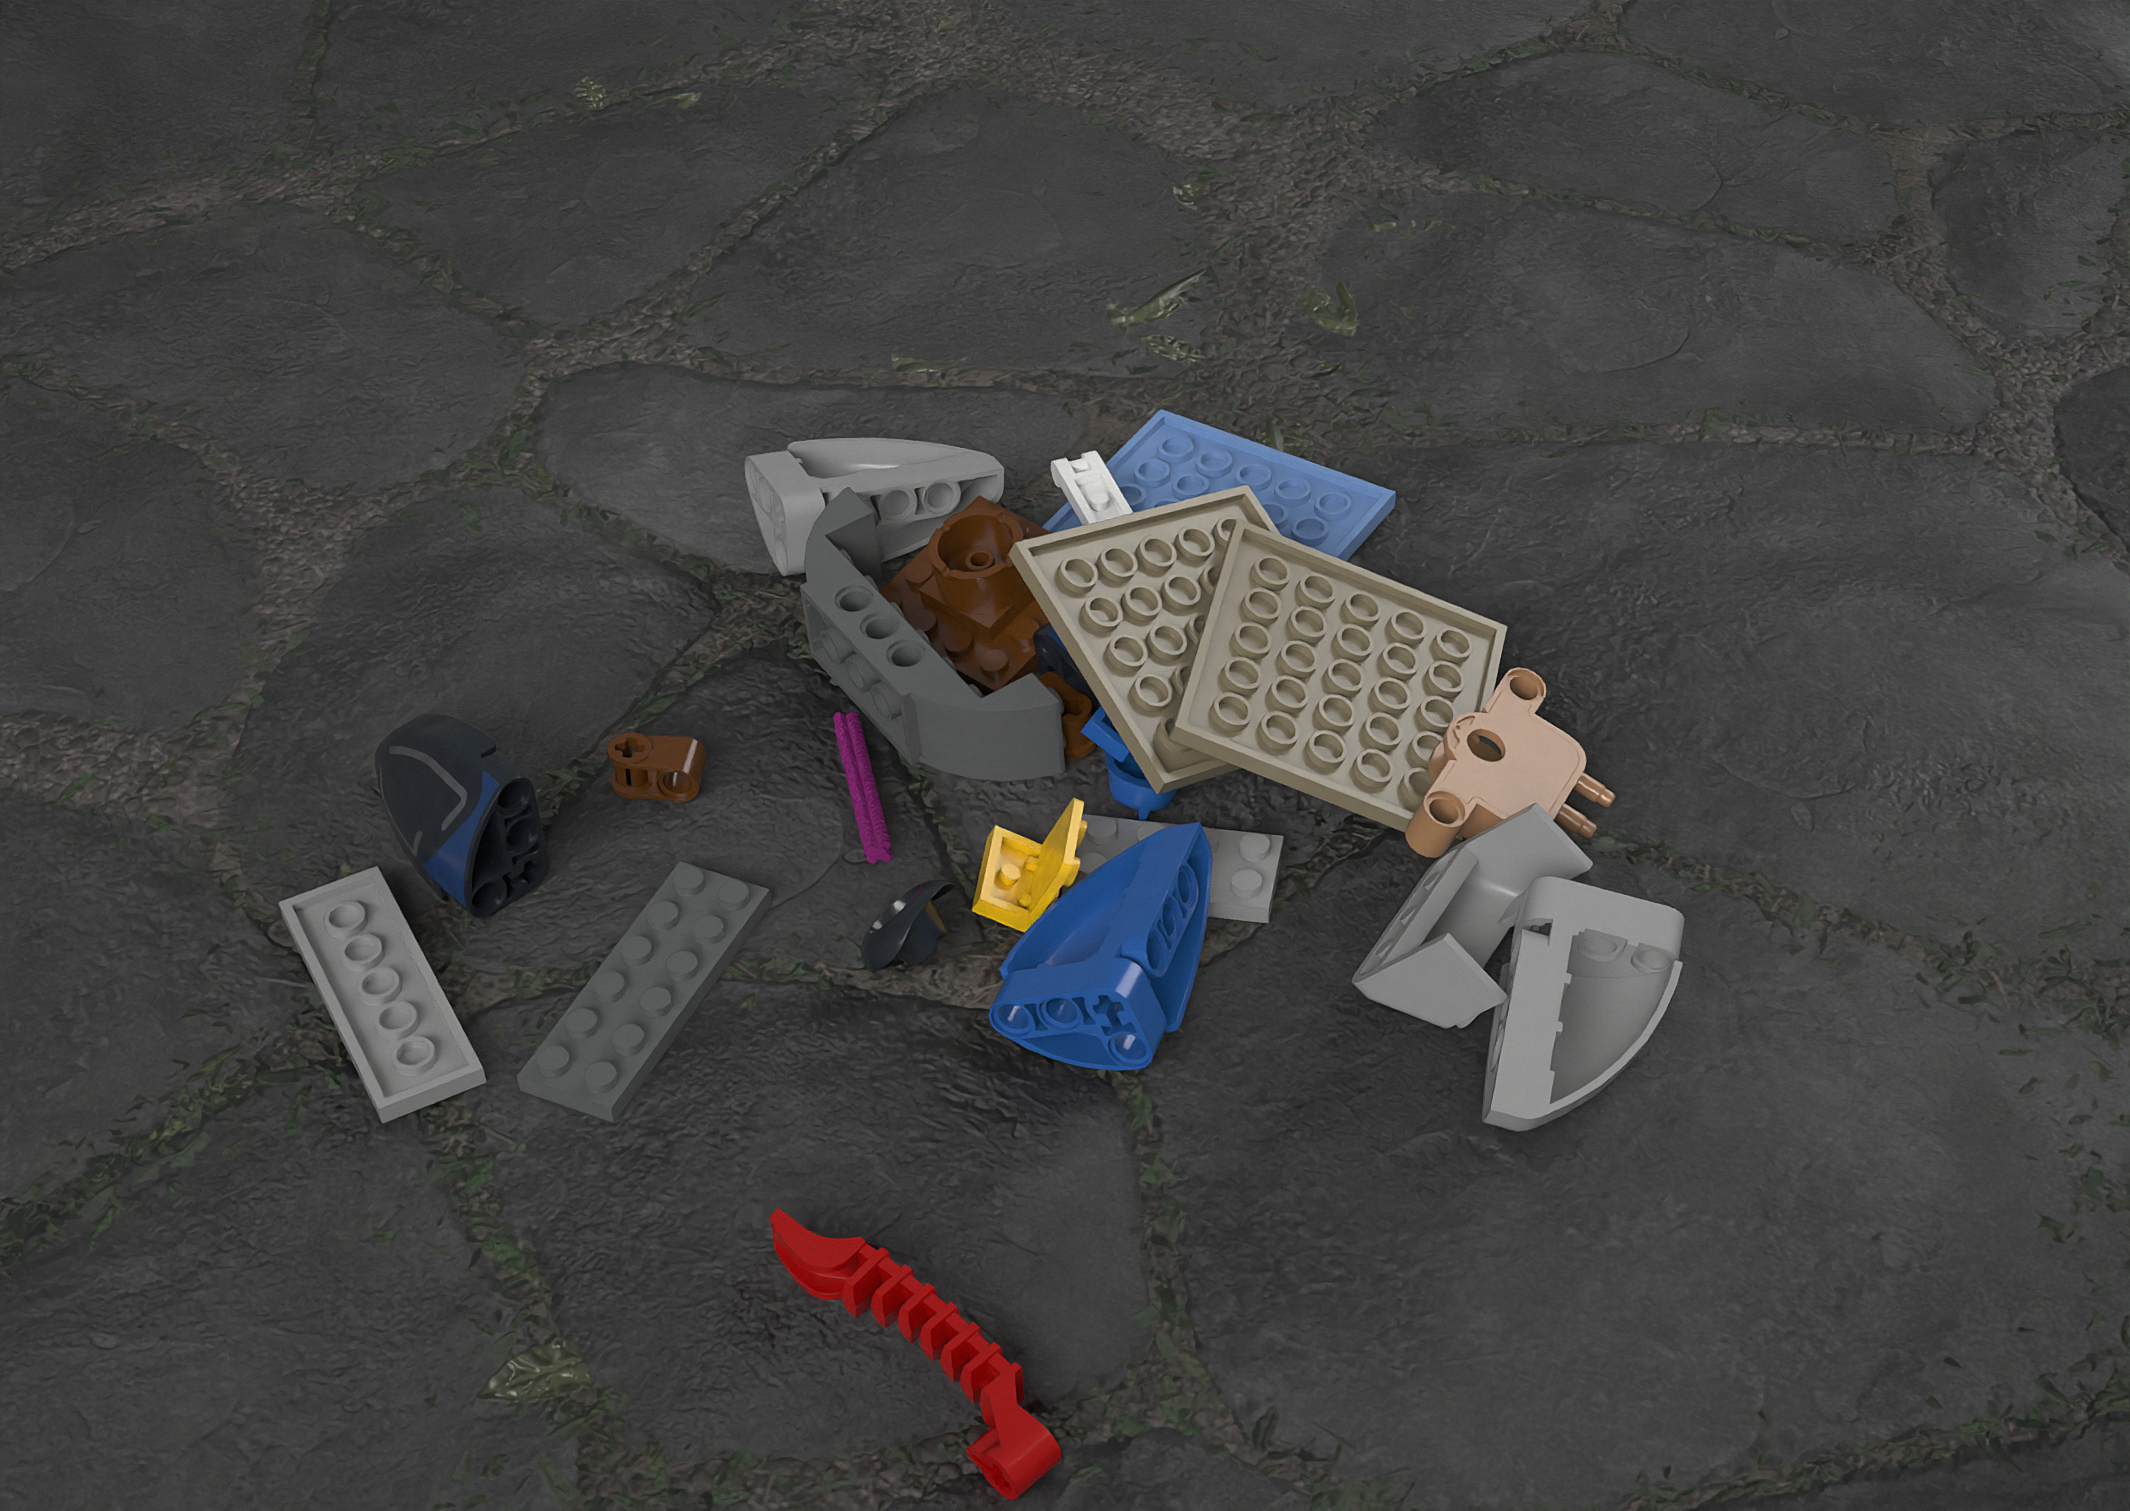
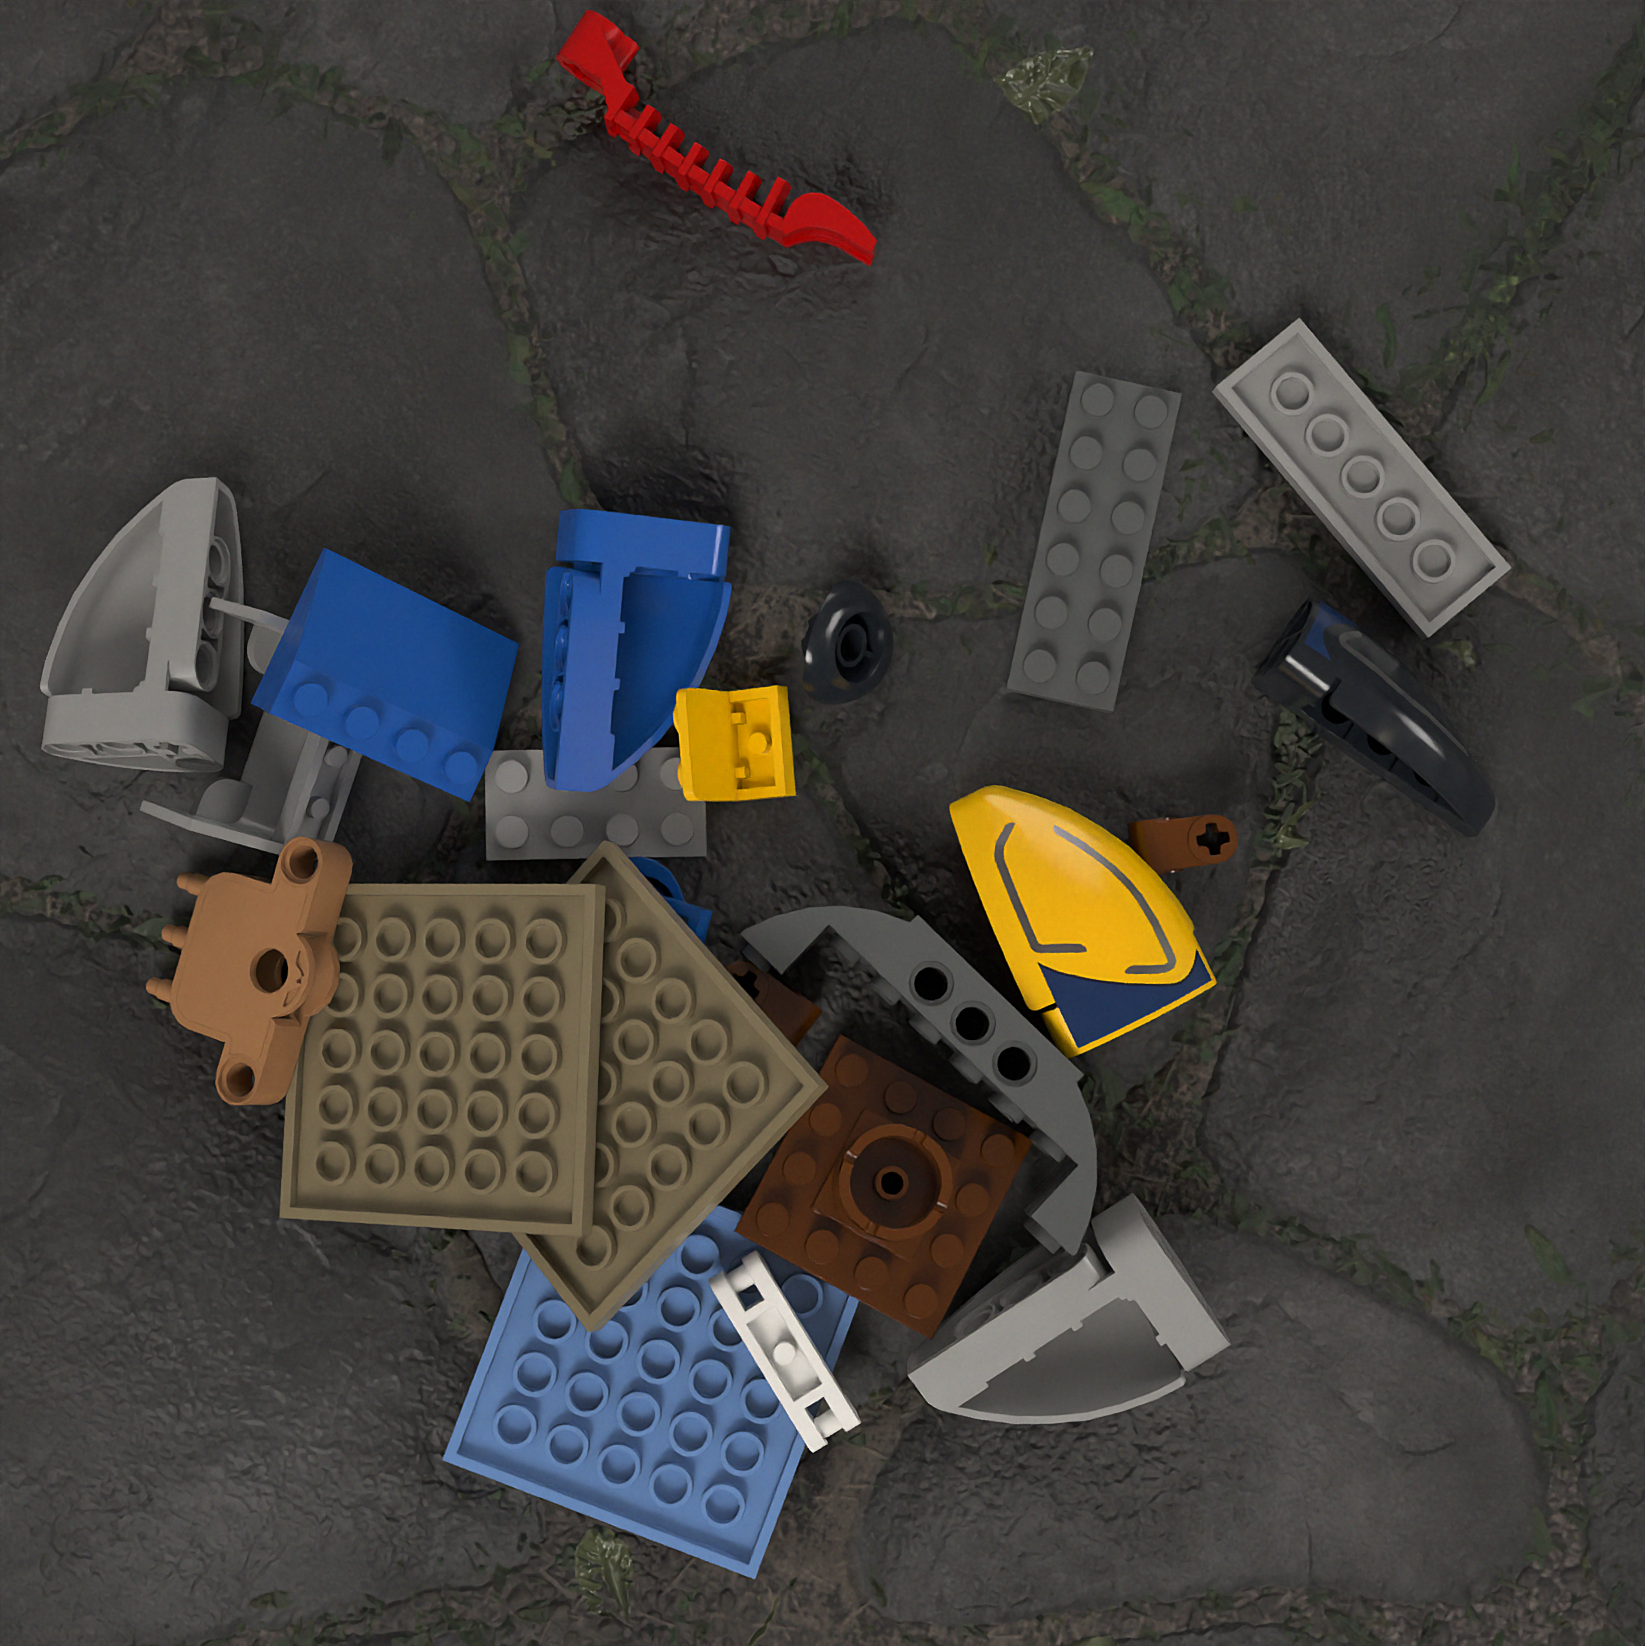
camera: 160 degrees right, 45 degrees up
(767, 712) = (1077, 917): none -> yellow panel
(862, 787) = (953, 864): magenta axle -> none
(1342, 920) = (390, 676): none -> blue slope

